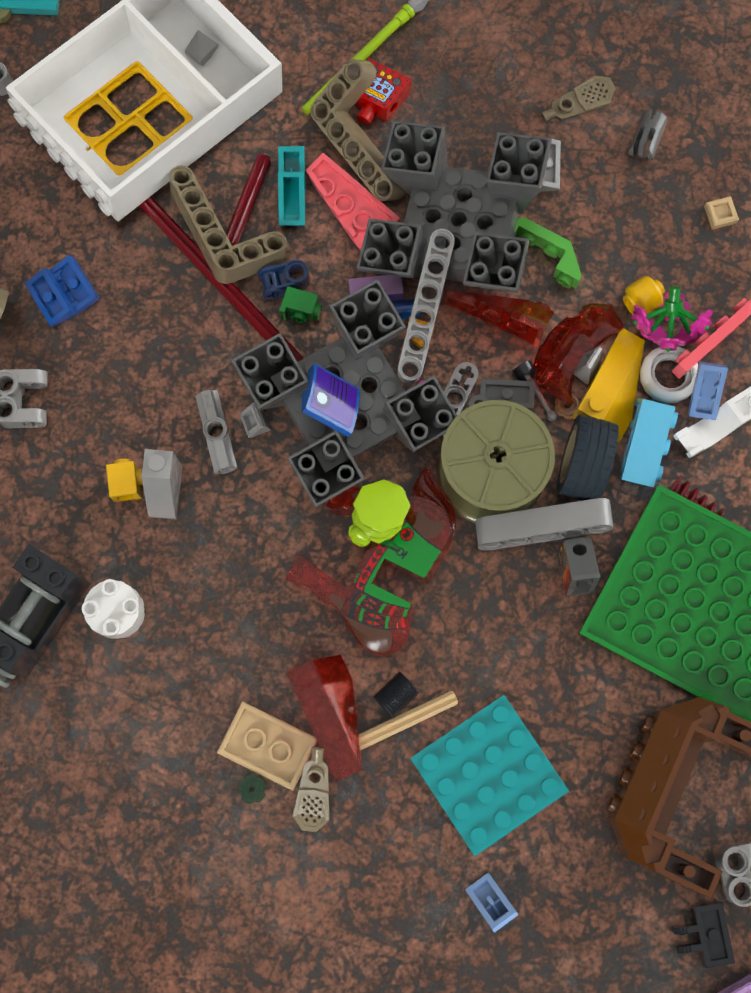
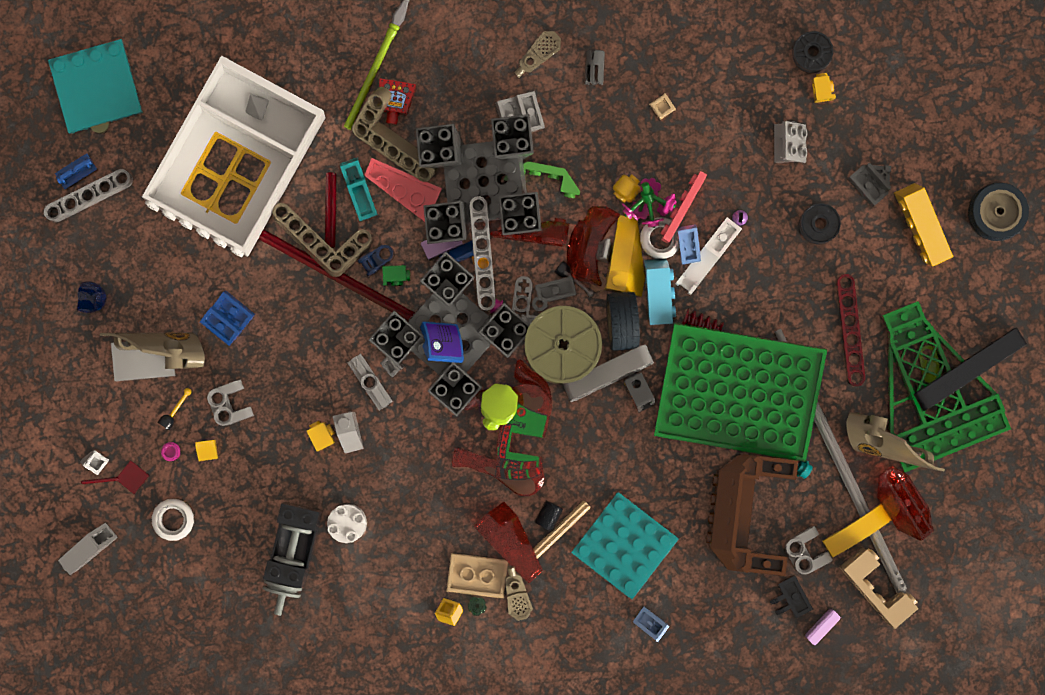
camera: 15 degrees left, 10 degrees up
(209, 783) = (449, 612): none -> yellow slope

